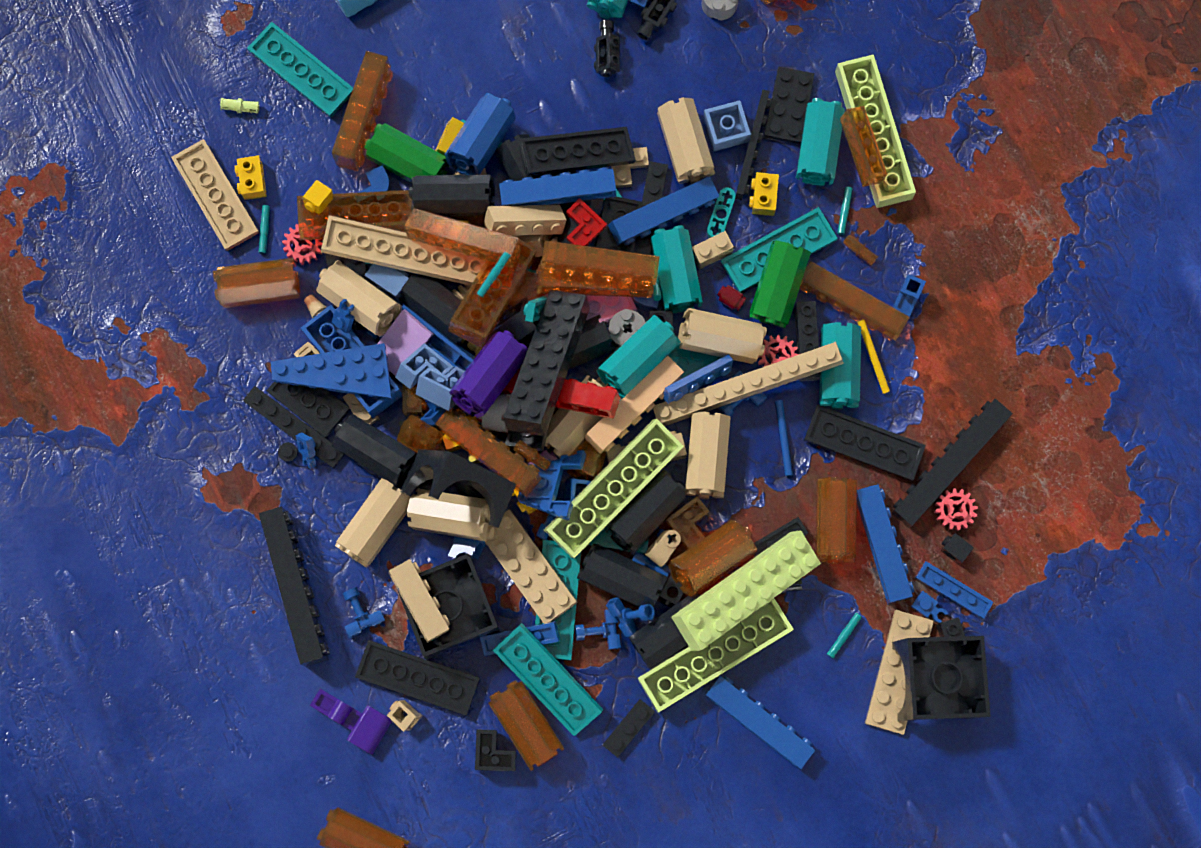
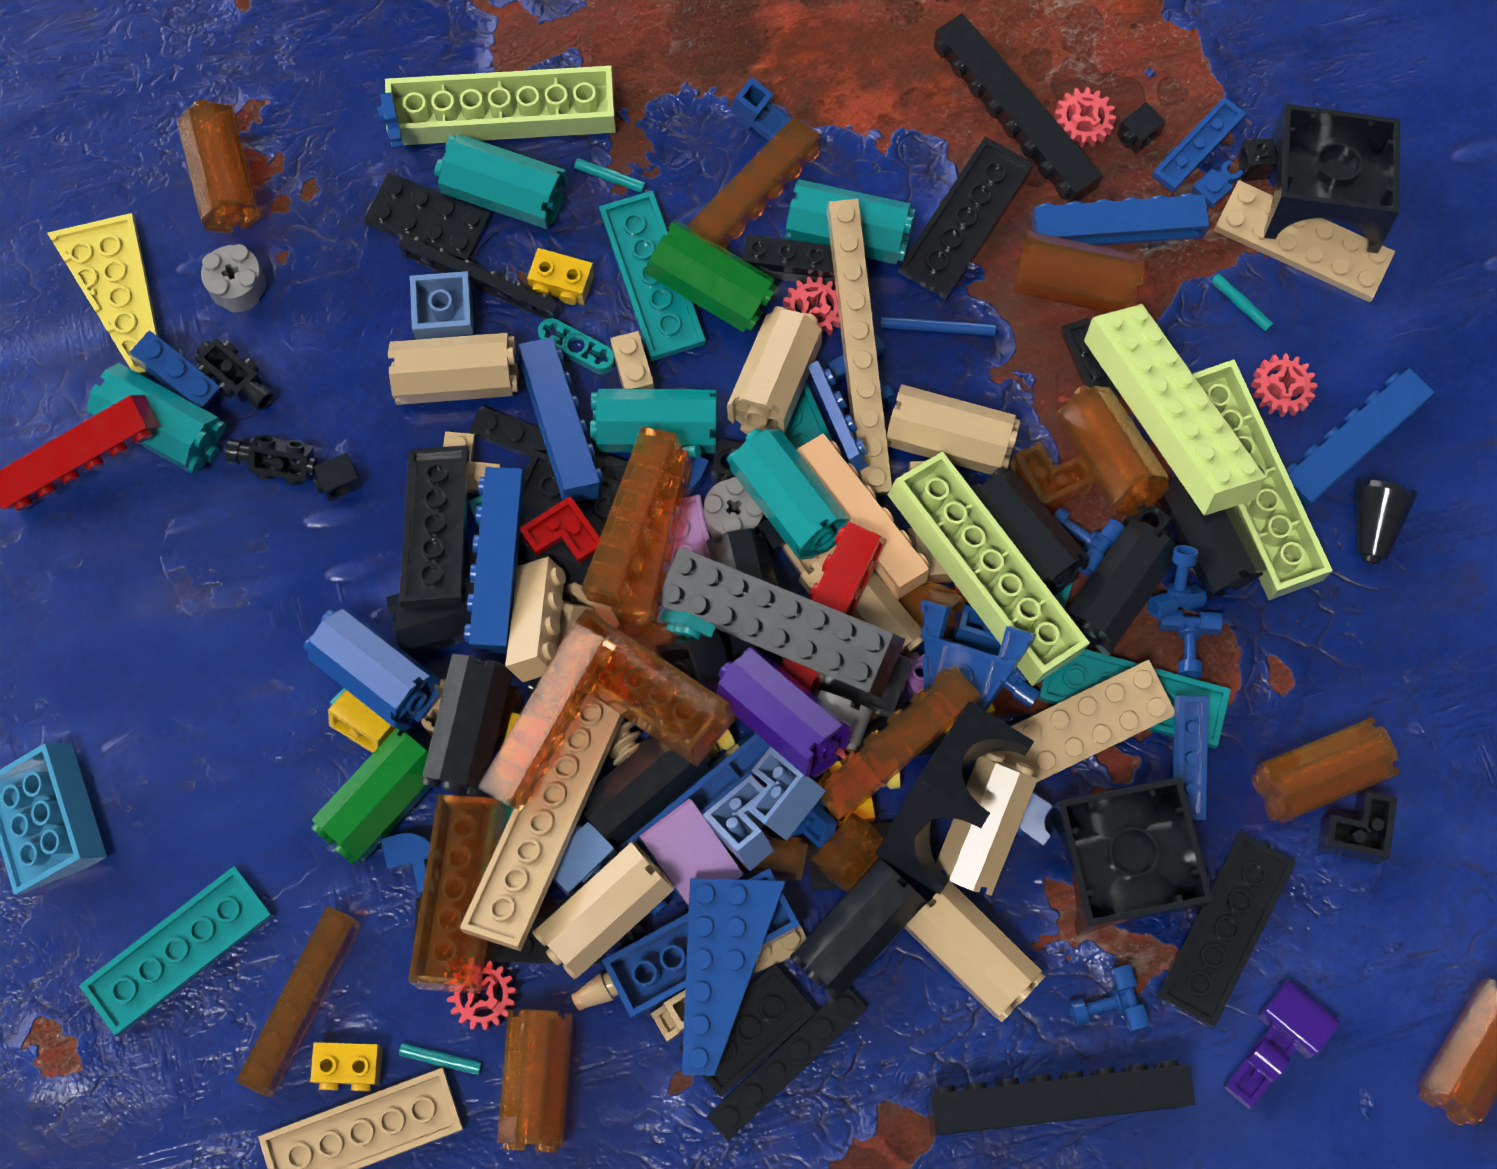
camera: 80 degrees left, 5 degrees down
(239, 105) = (213, 1065): yellowish green pin -> none
(280, 142) = (298, 1002): none -> clear orange brick
(287, 452) = (828, 1079): black plate -> none
(306, 448) = (830, 1042): blue plate -> none
(317, 197) = (422, 943): yellow brick -> none
(342, 318) = (633, 937): blue plate -> none
(362, 111) = (277, 855): clear orange brick -> none
(396, 715) = (1294, 959): tan brick -> none
(418, 600) = (1127, 888): tan brick -> none
(494, 274) = (626, 670): teal piece -> none
(531, 455) = (918, 677): clear orange axle -> none
(548, 679) = (1259, 726): teal plate -> none
(603, 90) = (336, 477): none -> black brick
(628, 728) = (1340, 627): black plate -> none
(661, 549) = (1083, 519): tan piece -> none
(705, 743) = (1380, 517): none -> black cone
(731, 297) = (711, 354): dark red brick -> none
(788, 678) = (1293, 379): none -> coral gear
(843, 62) = (388, 115): none -> blue plate
(860, 249) = (676, 164): clear orange axle -> none
(863, 146) = (529, 114): clear orange brick -> none
(873, 356) = (844, 177): yellow bar -> none

